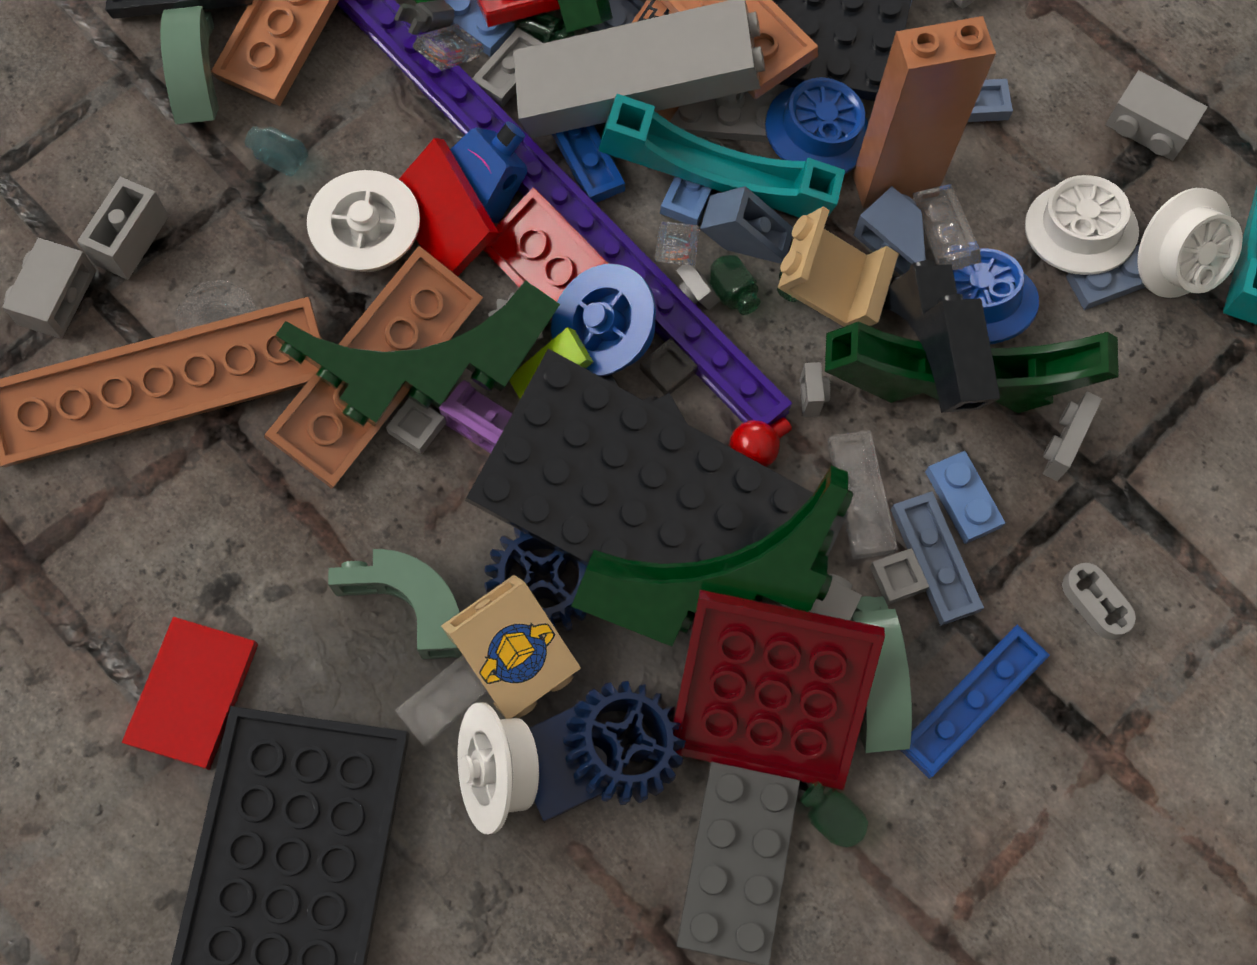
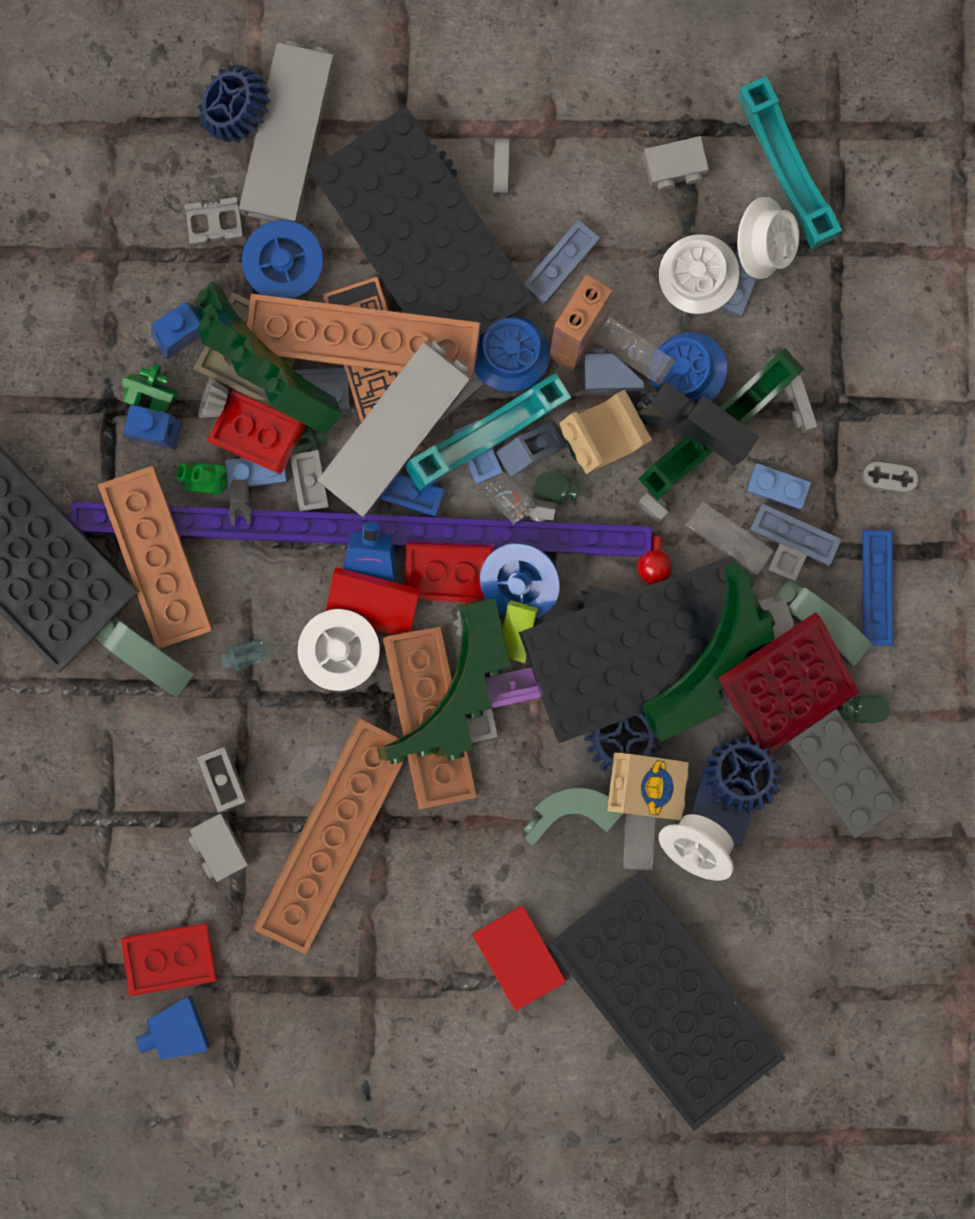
camera: 45 degrees left, 15 degrees up
(448, 47) = (270, 507): clear tile -> none

